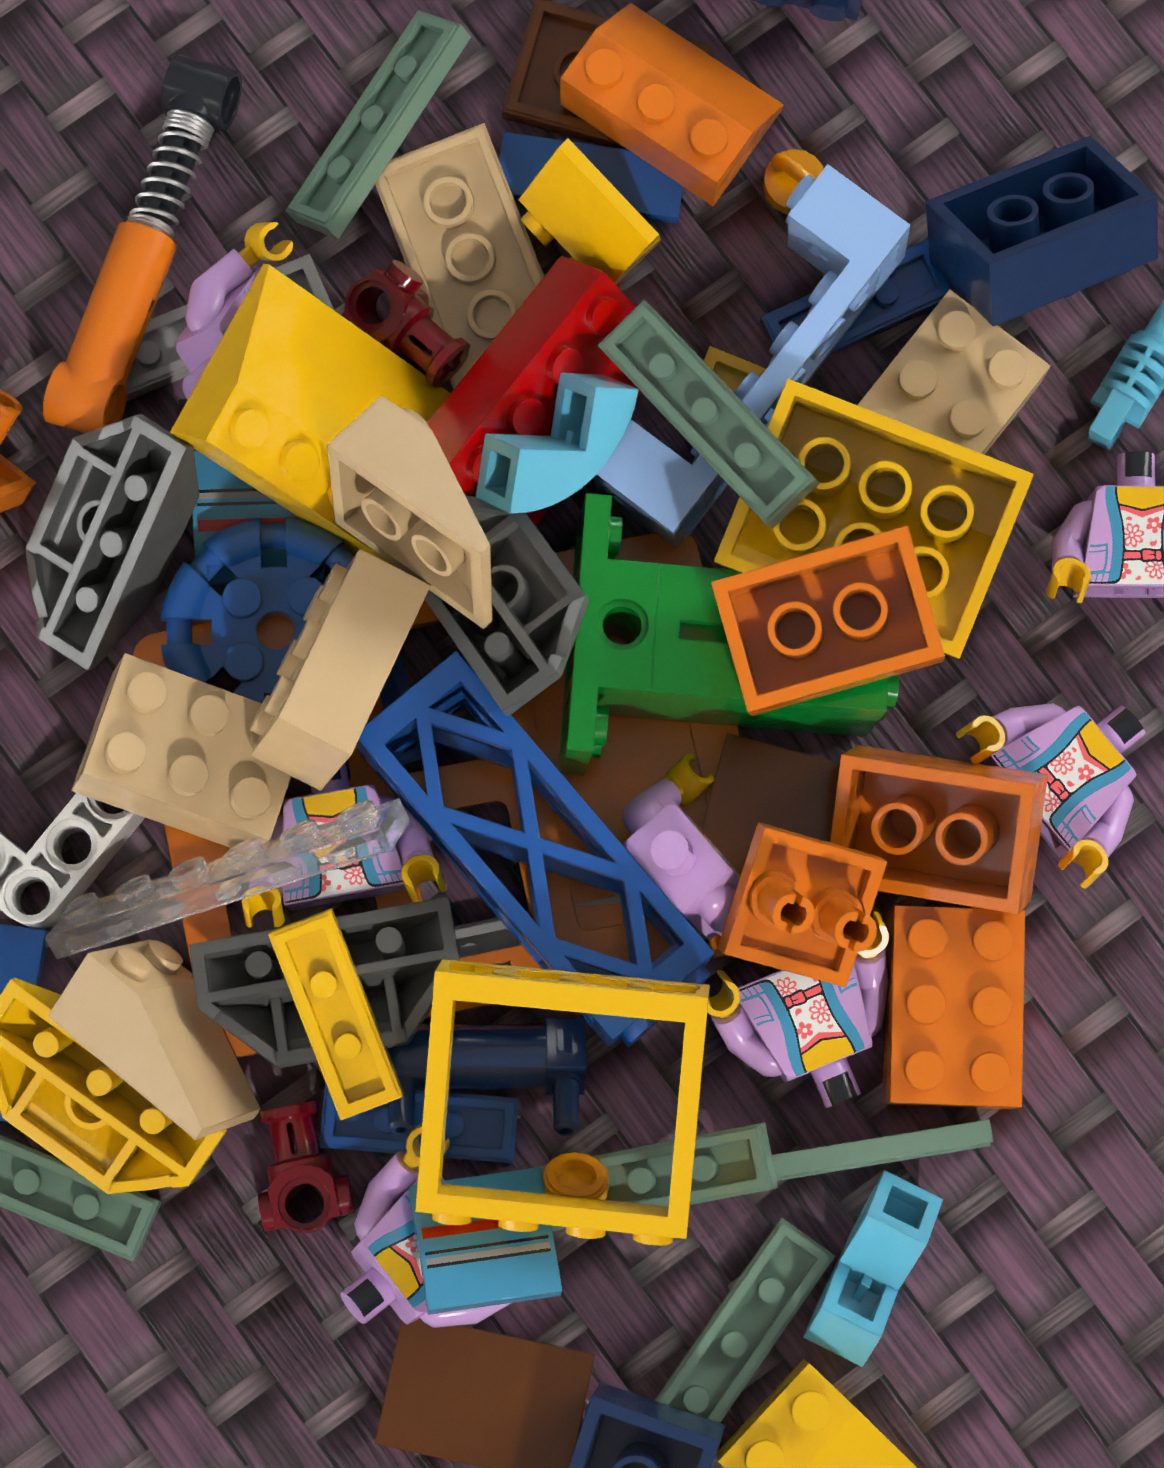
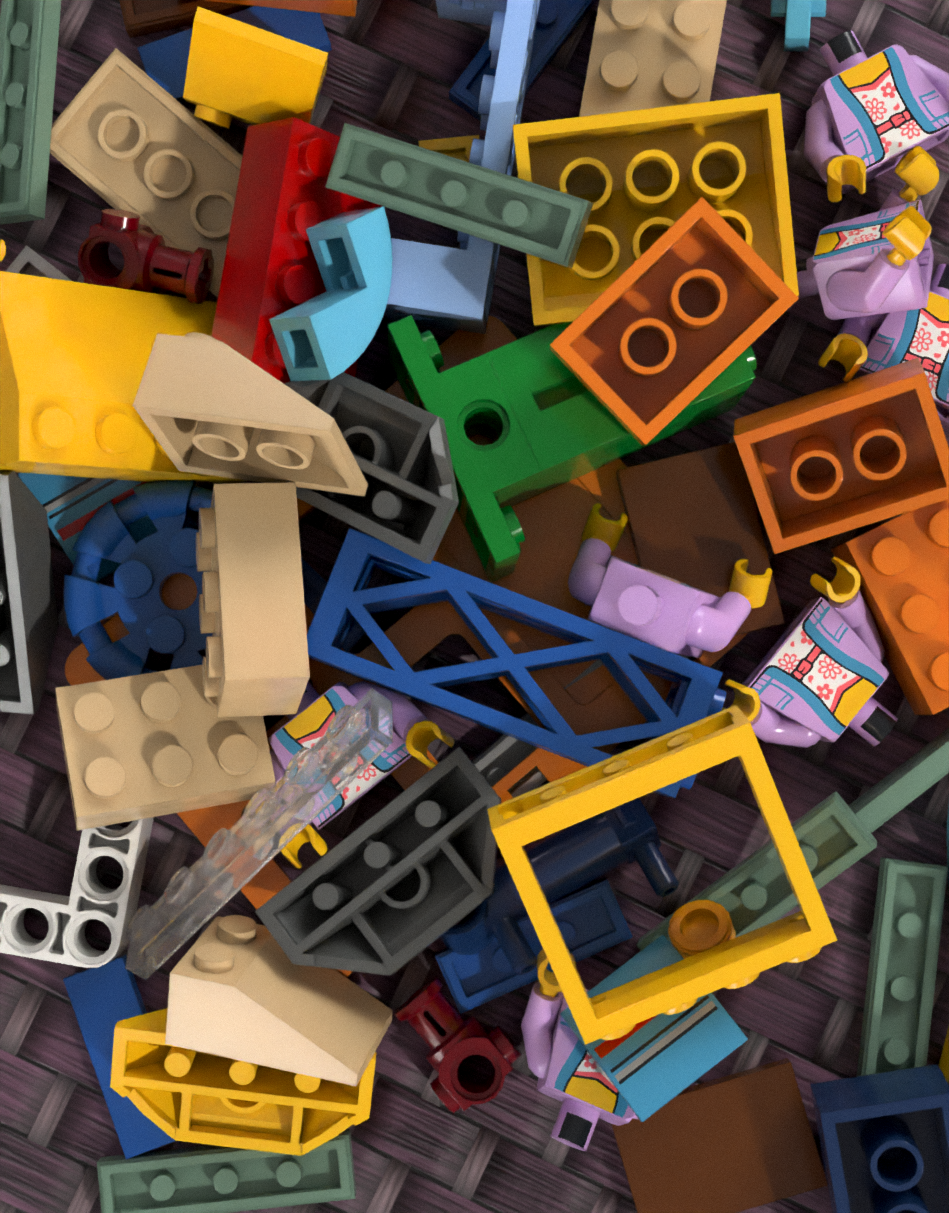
camera: 25 degrees left, 5 degrees up
(336, 1014) = (417, 904): yellow tile -> none
(803, 905) = (778, 588): orange plate -> none
(1063, 668) = (879, 258): none -> lavender torso

